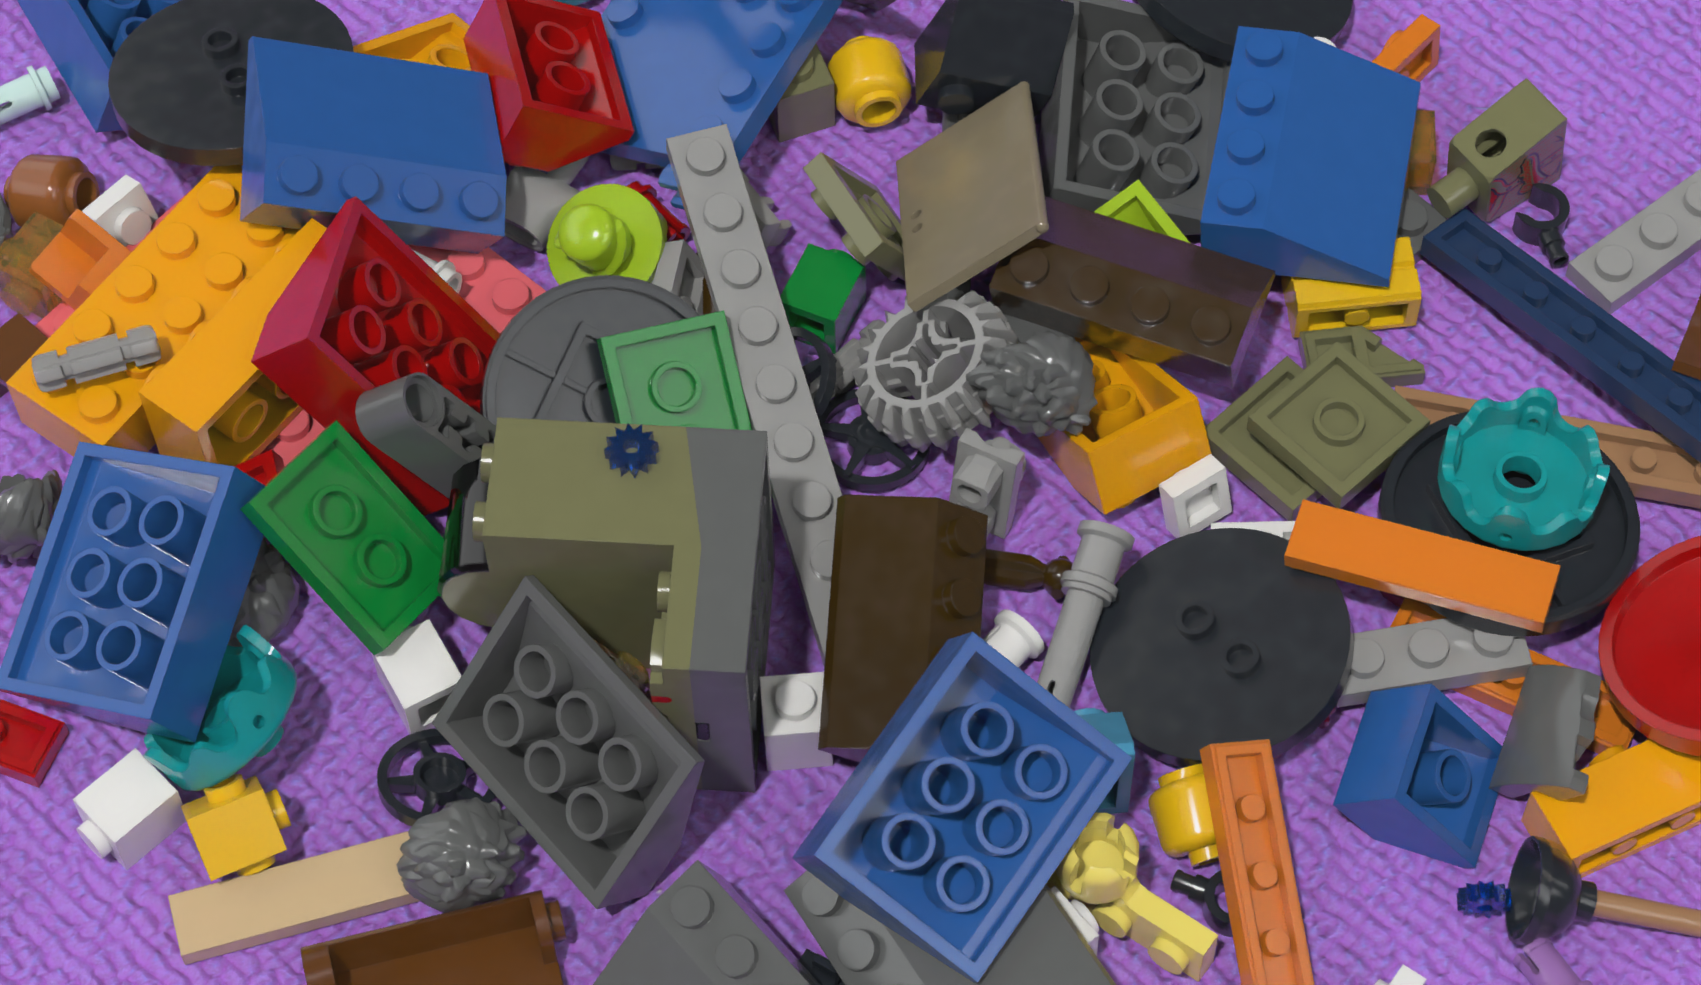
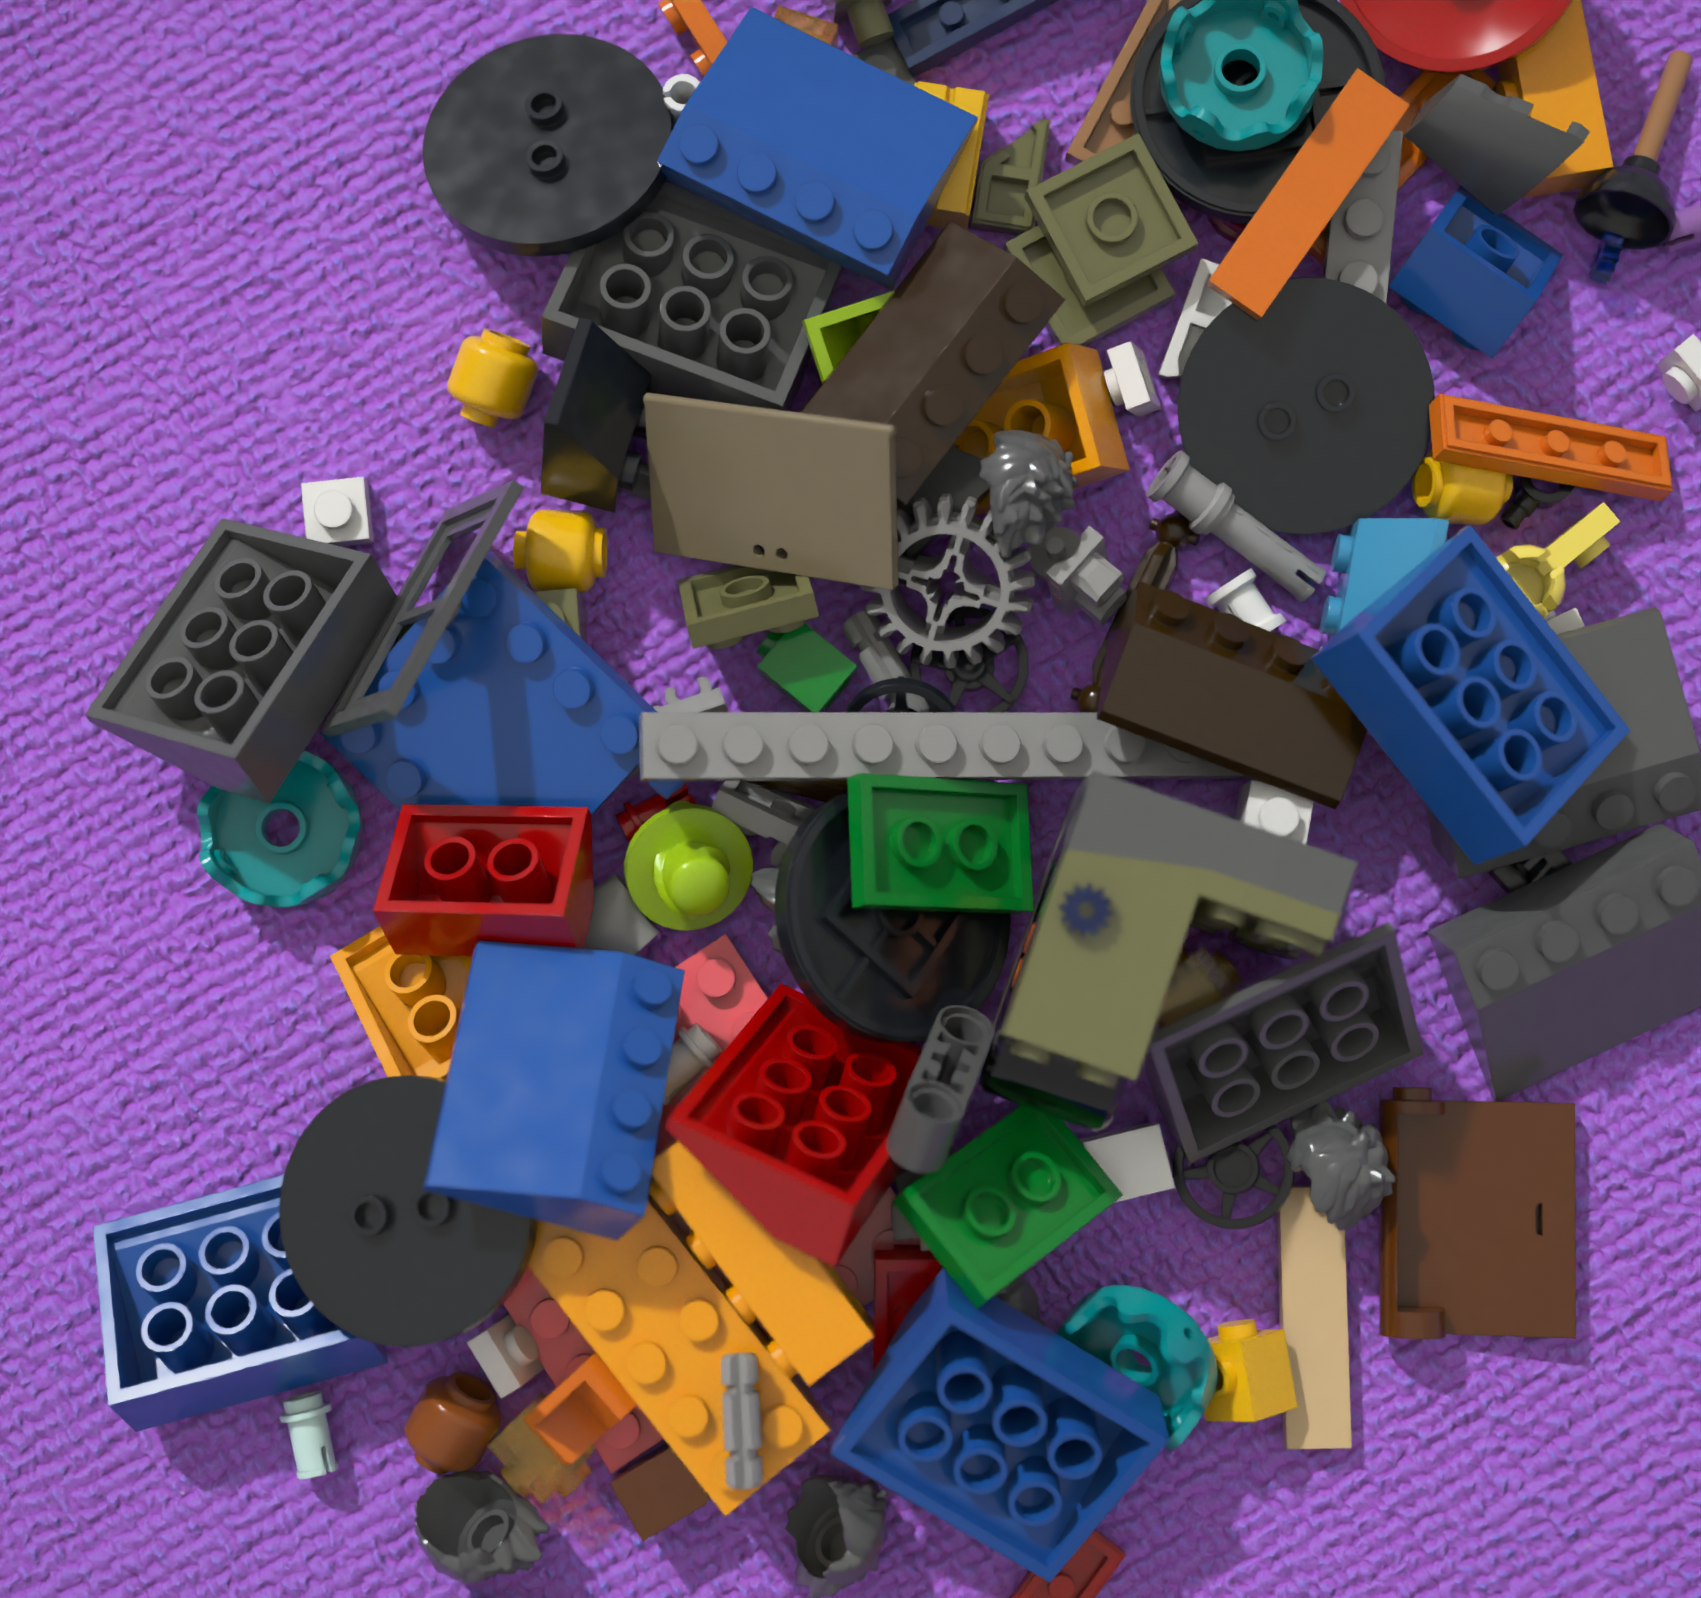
camera: 75 degrees left, 25 degrees up
(128, 810) = (1197, 1477): white brick -> none

